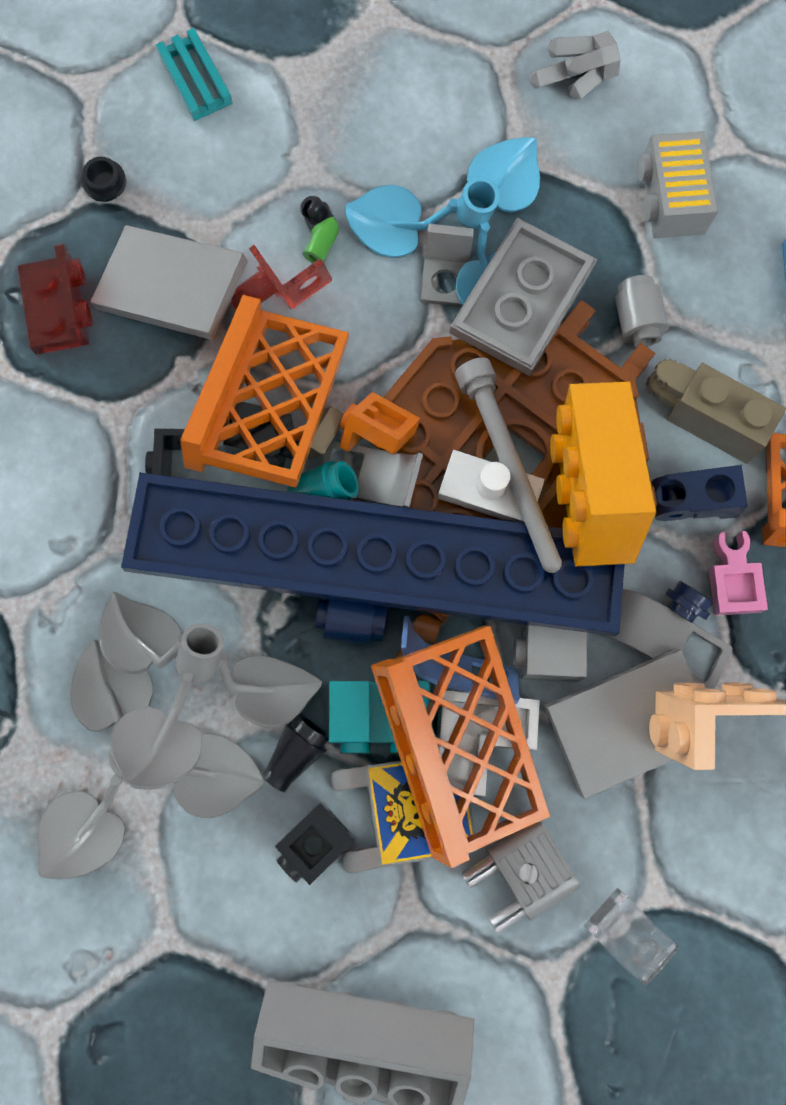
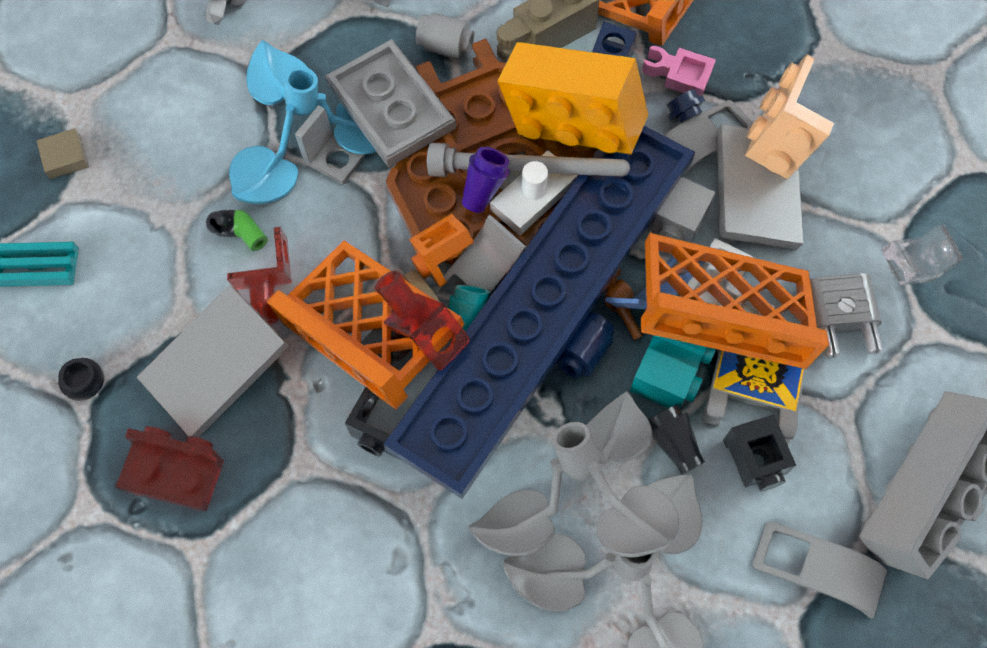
camera: 60 degrees left, 10 degrees down
(228, 964) = (829, 570): none -> light grey piece
(270, 441) = (420, 319): none -> clear red bracket
(318, 32) = (62, 153): none -> dark tan tile
(471, 429) = (484, 178): none -> dark purple cone

